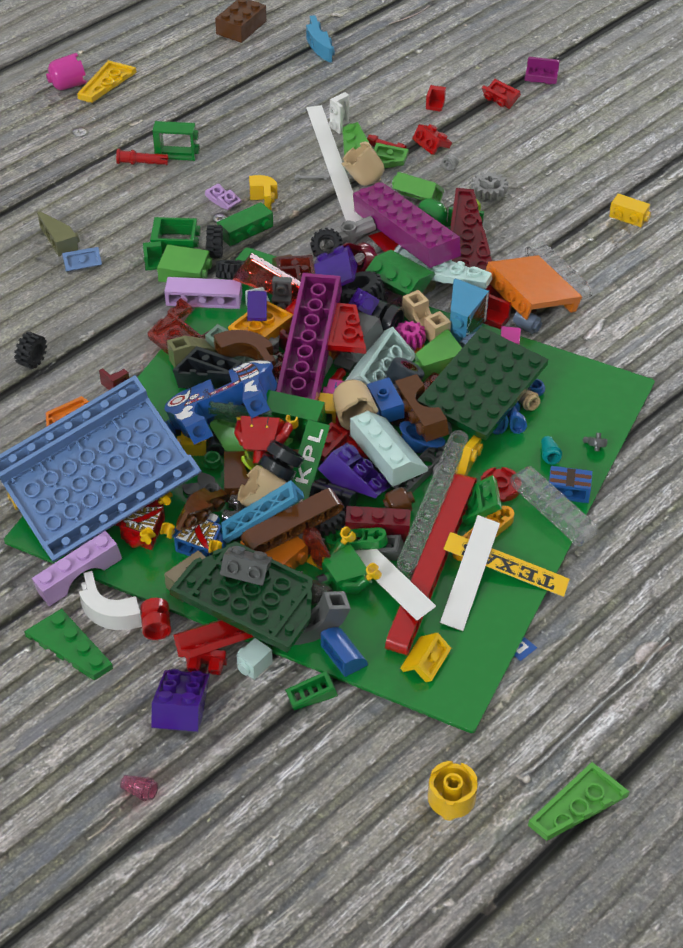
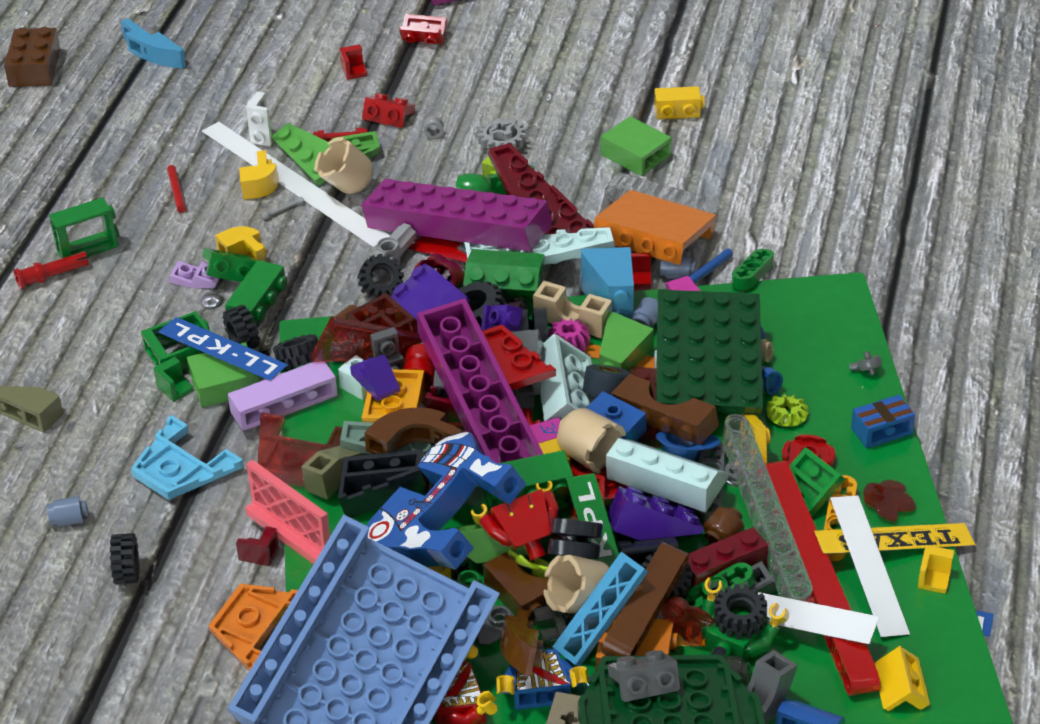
camera: 30 degrees left, 5 degrees down
(27, 308) = (67, 511): none -> sand blue brick
(81, 259) = (83, 421): medium blue panel -> none
(107, 311) = (173, 470): none -> medium azure wing
(137, 364) = (287, 510): none -> coral fence
(190, 248) = (223, 348): none -> blue sticker
(231, 410) = (470, 508): clear green pin -> none
(241, 196) = (227, 264): none -> green bracket
(258, 137) = (176, 188): none -> red bar
(310, 152) = (259, 179): none -> yellow brick
(353, 548) = (736, 623): none -> black tyre
(416, 187) = (431, 169): bright green window -> none
(514, 597) = (935, 569): none -> yellow panel
(517, 453) = (778, 414): none -> lime gear
(529, 538) = (888, 499): none -> clear red plate
(550, 330) = (711, 265): none -> blue piece
(550, 451) = (830, 395): teal cone -> none
(554, 505) = (889, 451): clear beam -> none
(573, 228) = (635, 146): none -> bright green brick
(578, 344) = (752, 269): none -> green beam

